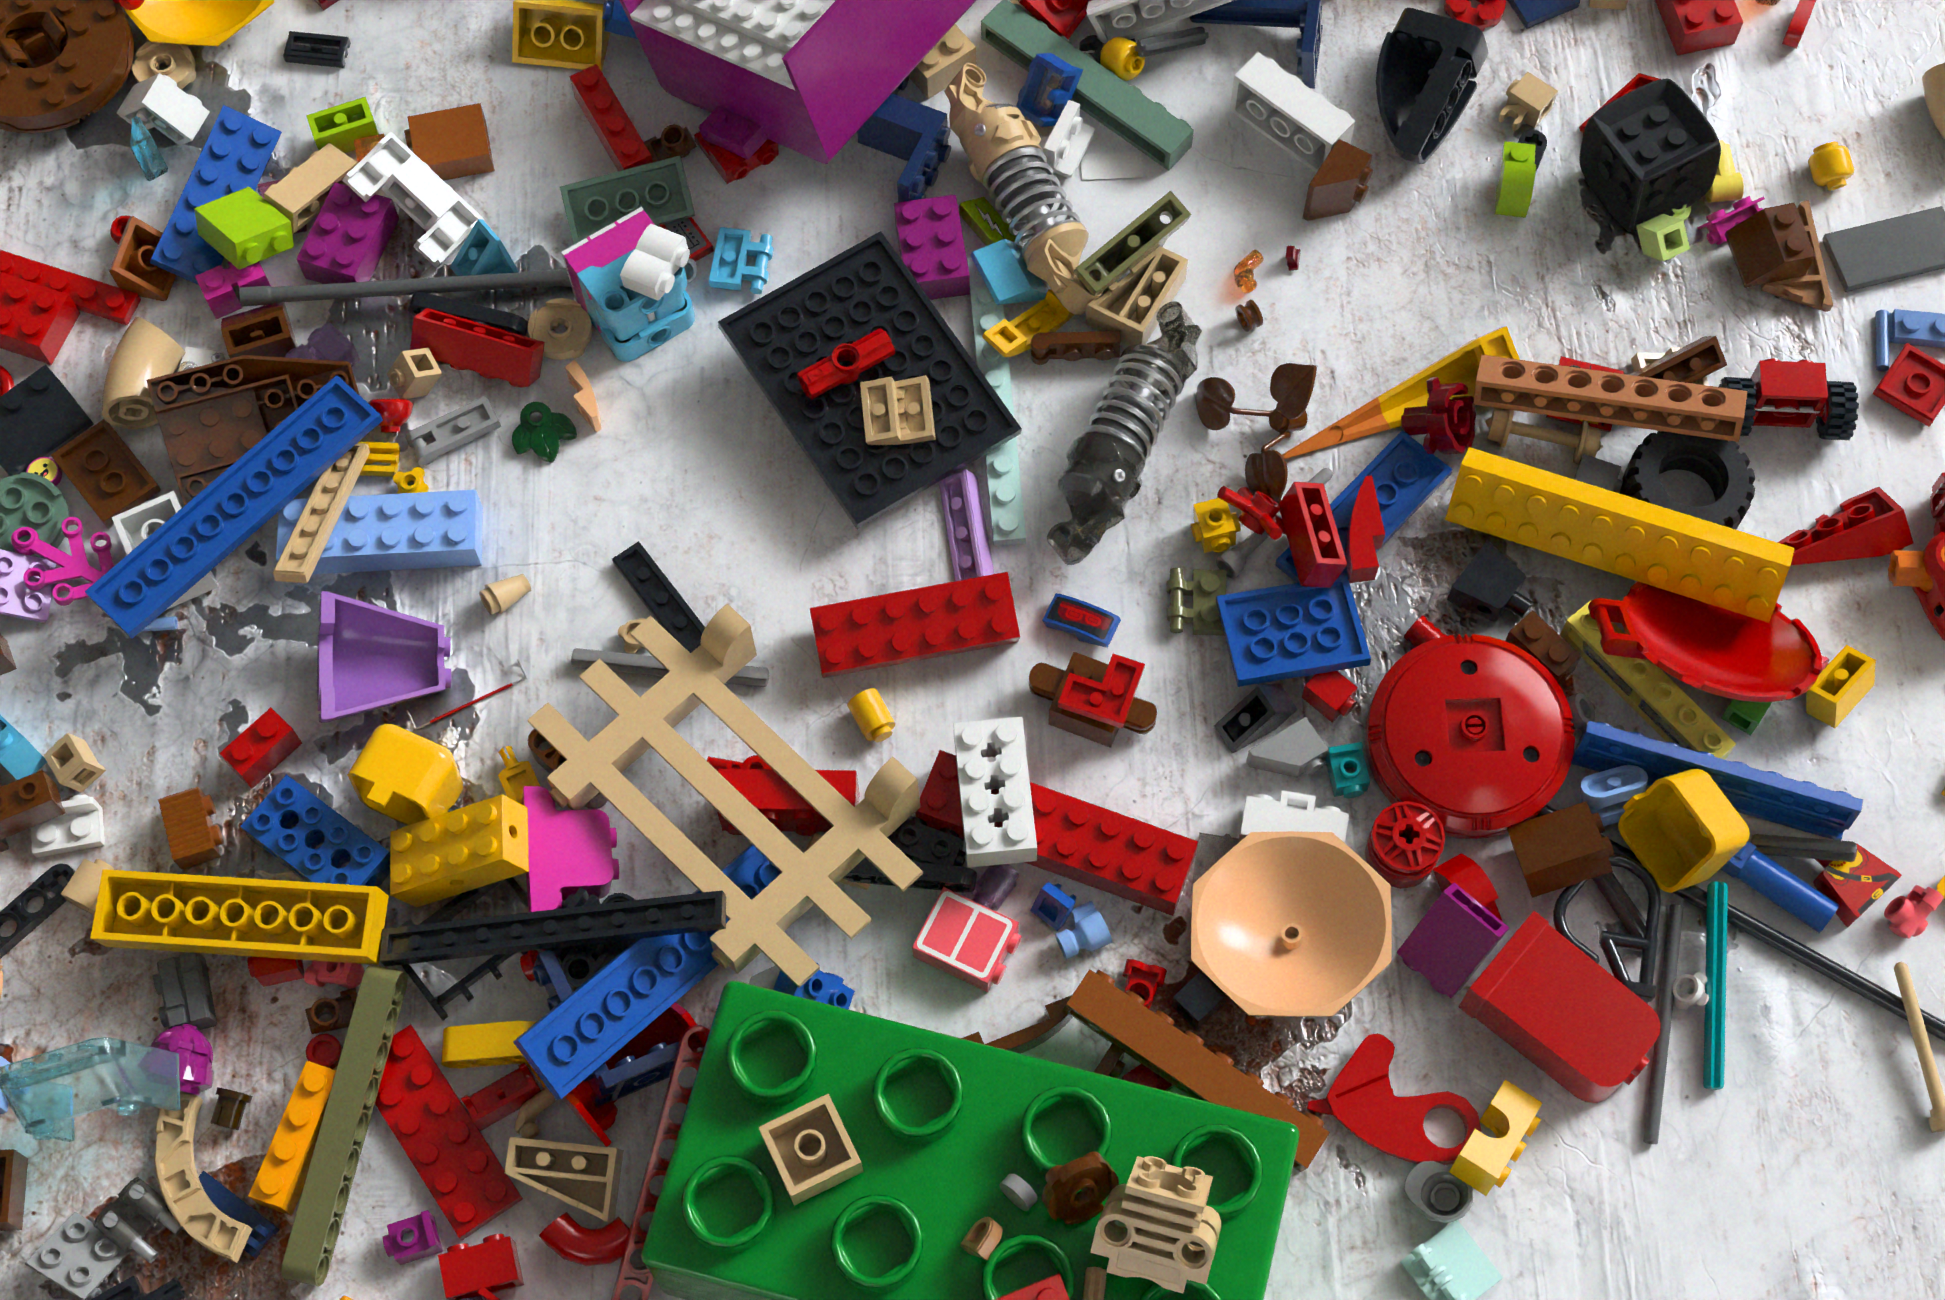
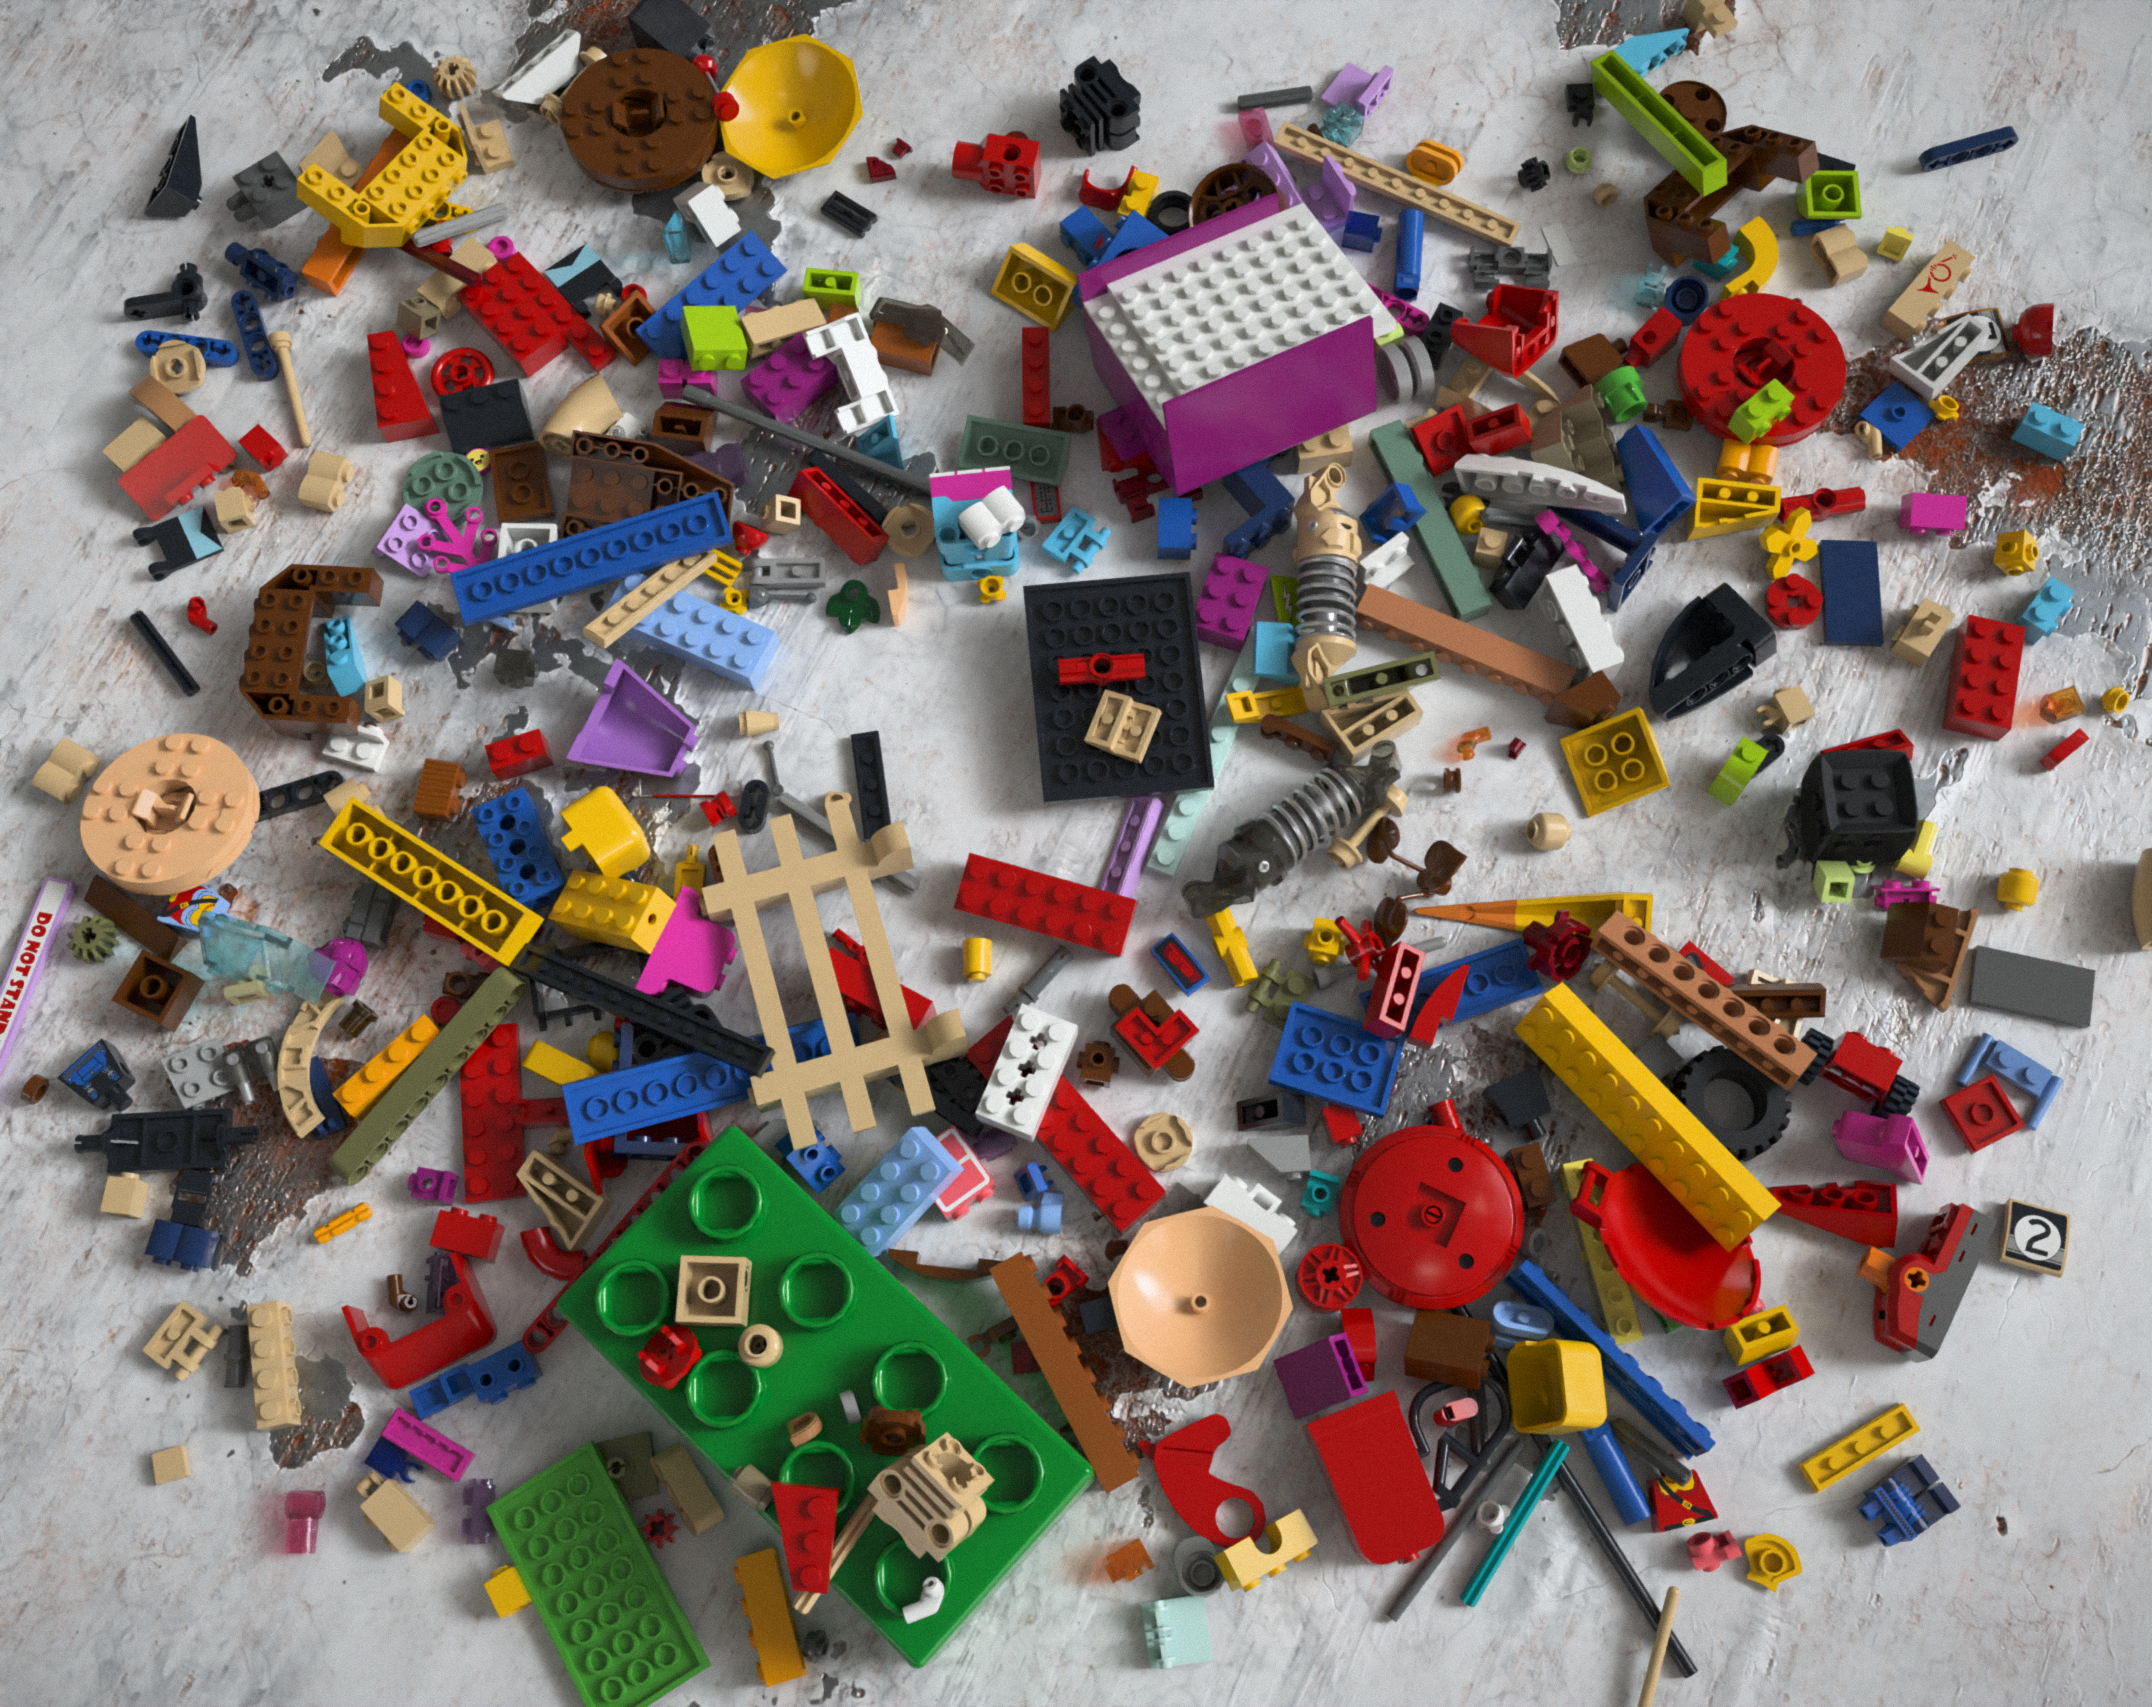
camera: 30 degrees right, 5 degrees up
(55, 235) = (581, 276): none -> black flag
(84, 671) = (427, 631): none -> dark blue brick
(88, 1141) = (246, 992): none -> tan bracket
(99, 252) = (605, 305): none -> tan plate
(207, 661) = (516, 668): none -> clear smoke brick
(436, 466) = (759, 596): none -> dark grey hinge
(465, 119) = (924, 325): none -> clear smoke plate
(511, 698) = (718, 808): none -> red wheel
(527, 1000) = (601, 1050): none -> yellow head
(555, 677) = (748, 805): none -> black beam
(563, 650) = (777, 789): none -> dark grey hinge
(676, 340) = (988, 582): none -> yellow plate
(776, 182) = (1134, 488): none -> dark red piece
(799, 1258) = (668, 1356): none -> red plate
(836, 203) = (1174, 528): none -> blue brick
(888, 1166) = (756, 1336): none -> tan head
(928, 968) = (898, 1191): none -> light blue brick
(947, 708) = (1038, 982): none -> dark grey pin
(1056, 755) = (1094, 1073): none -> reddish brown brick
(1124, 577) = (1232, 948): none -> yellow piece
(1162, 80) = (1489, 548): none -> tan brick
(1164, 799) = (1163, 1142): none -> tan tile
(1184, 431) = (1344, 852): none -> tan piece
(1193, 181) = (1463, 645): none -> nougat brick
(1207, 79) = (1526, 566): none -> black piece
(1210, 26) = (1550, 523): none -> dark pink plant
(1365, 1225) = (1128, 1562): none -> clear orange brick
(1369, 319) = (1548, 831): none -> tan head
(1396, 224) = (1615, 761): none -> yellow slope
(1602, 907) = (1455, 1412): none -> piece
(1848, 450) = (1883, 1143): none -> dark pink brick
(1869, 723) = (1768, 1377): none -> red brick

